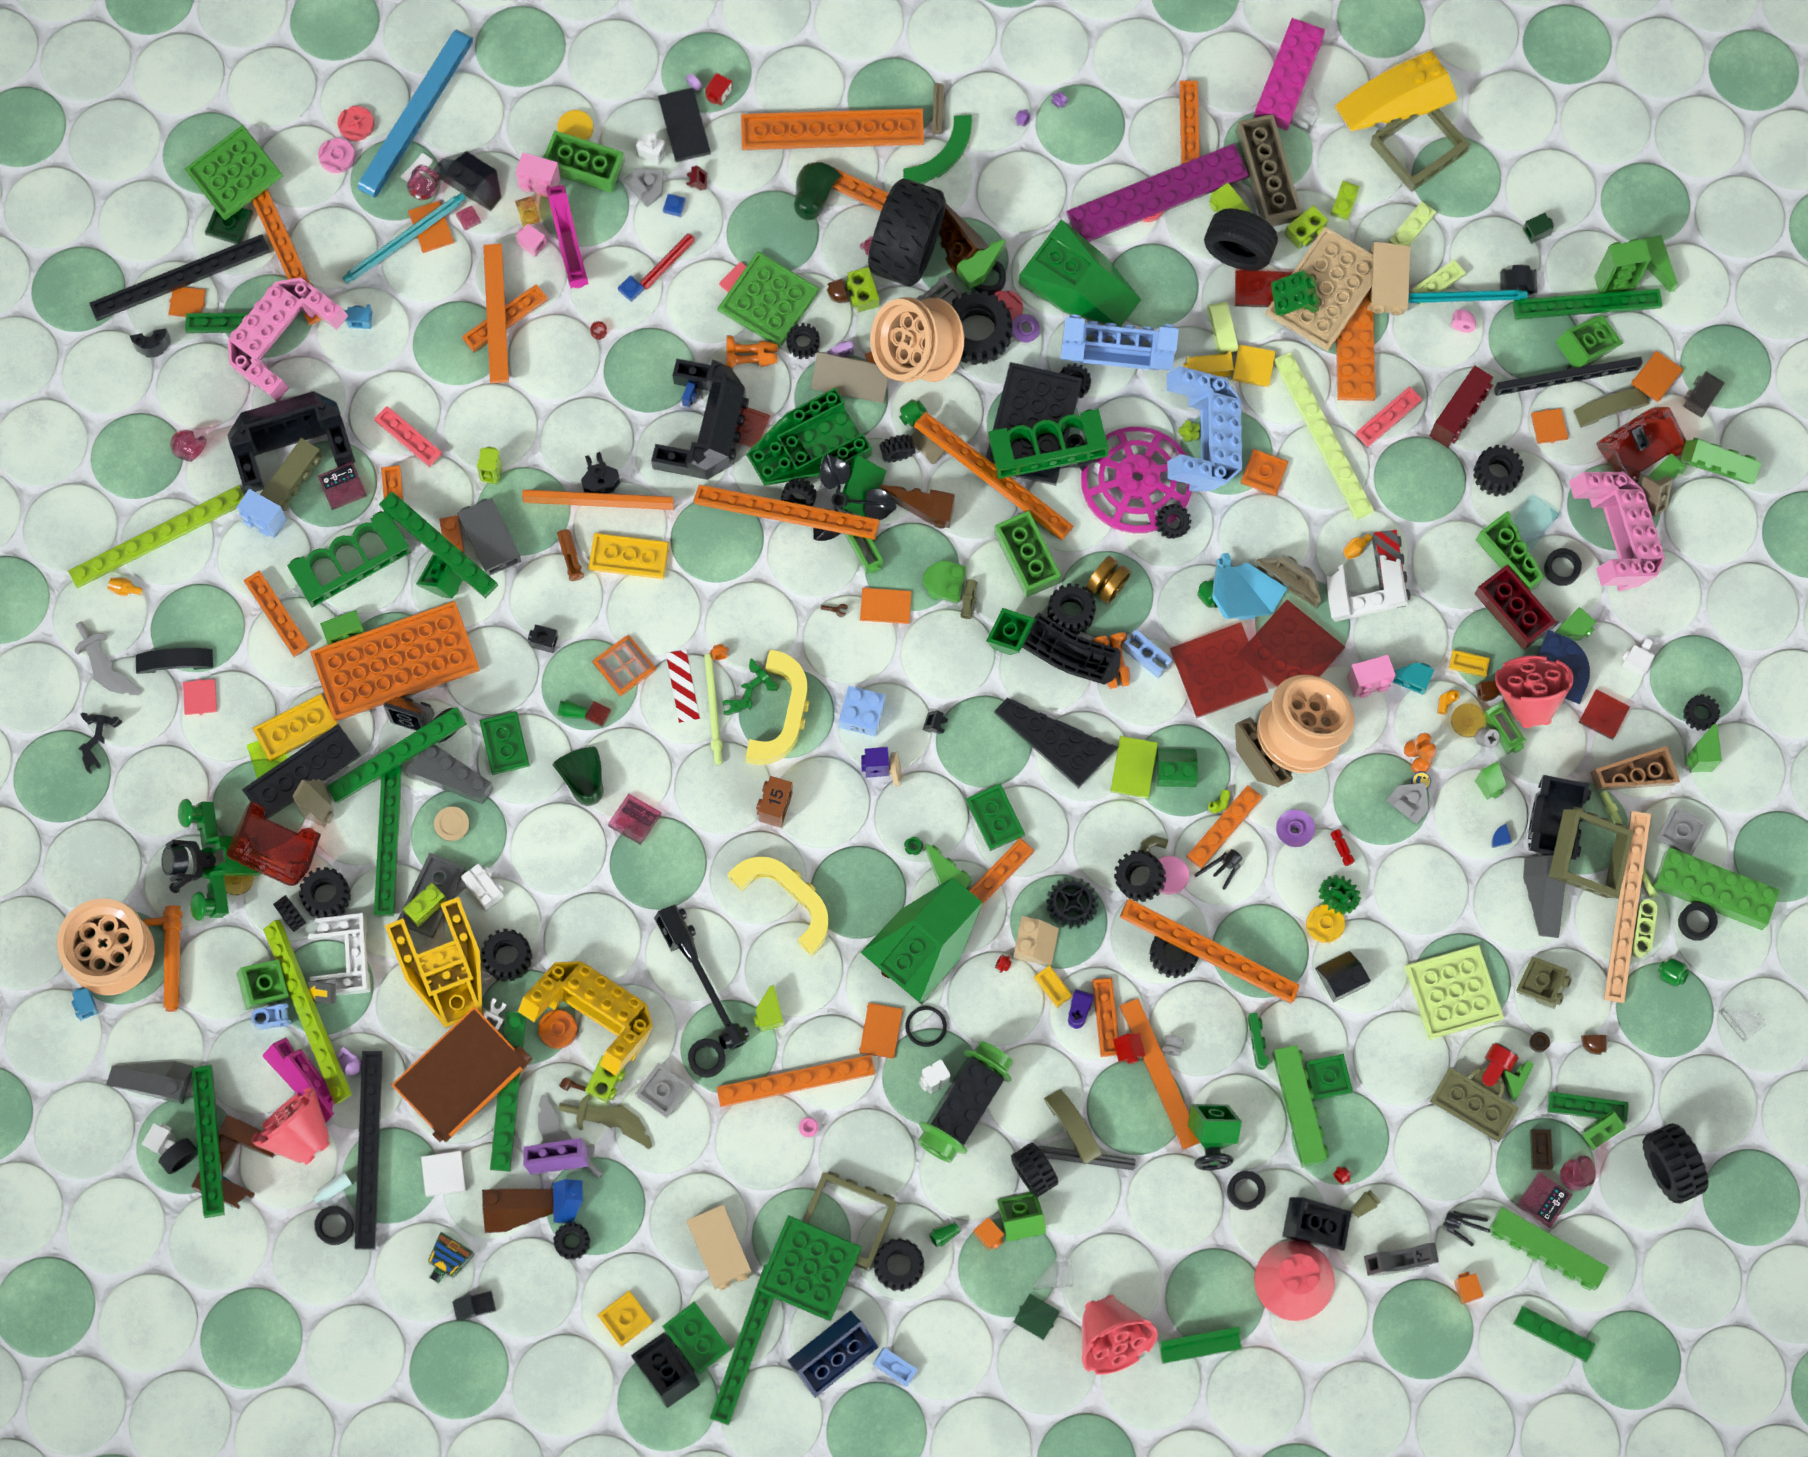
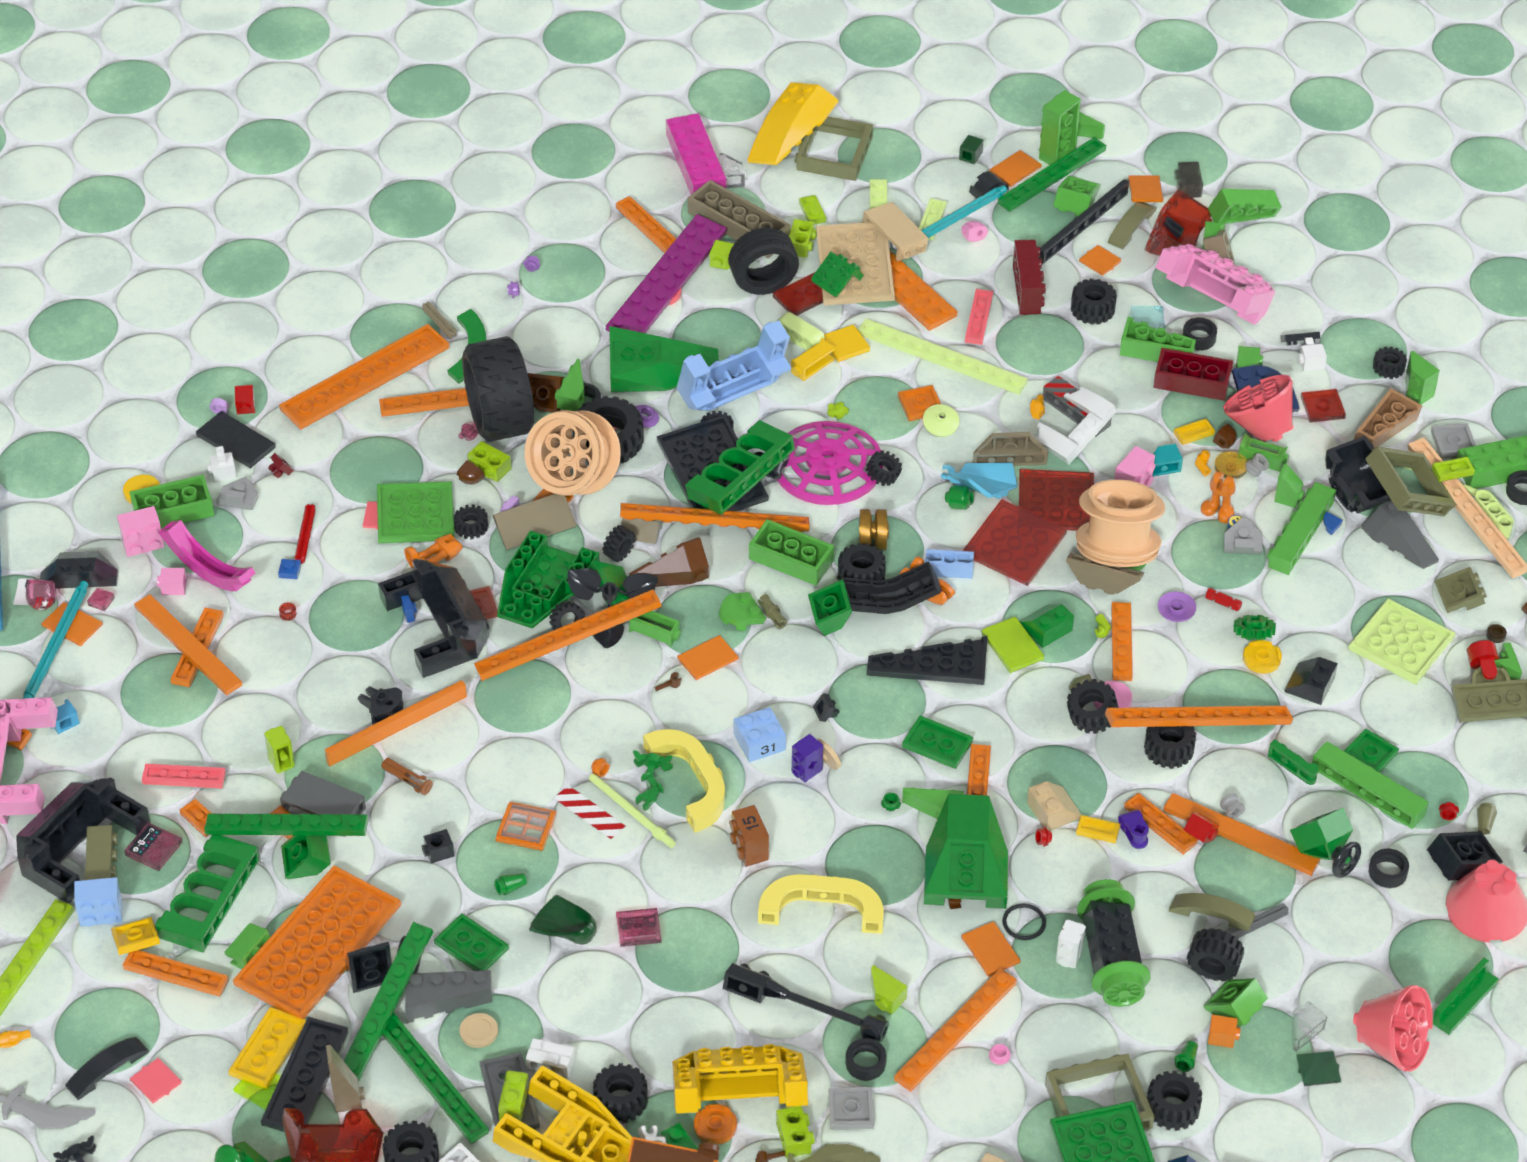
camera: 35 degrees left, 25 degrees down
(270, 560) = (135, 936): none -> yellow tile
(527, 211) = (152, 561): clear yellow brick -> none
(598, 714) = (535, 873): clear red plate -> none
(628, 556) = (458, 748): yellow tile -> none
(674, 205) = (276, 495): blue plate -> none
(813, 189) = (386, 420): dark green hair -> none
(911, 412) = (607, 516): green head -> none
(1078, 908) = (1056, 760): black gear -> none
(1220, 430) = (872, 403): light blue wedge -> none
(1230, 860) = (1149, 658): black plant -> none
(1265, 512) = (941, 426): none -> yellowish green dish
(1469, 825) = (1301, 528): none -> bright green brick
(1563, 273) = (1016, 168): none -> orange piece
(1640, 628) = (1292, 339): none -> black plate
(1642, 865) = (1453, 469): none -> lime plate

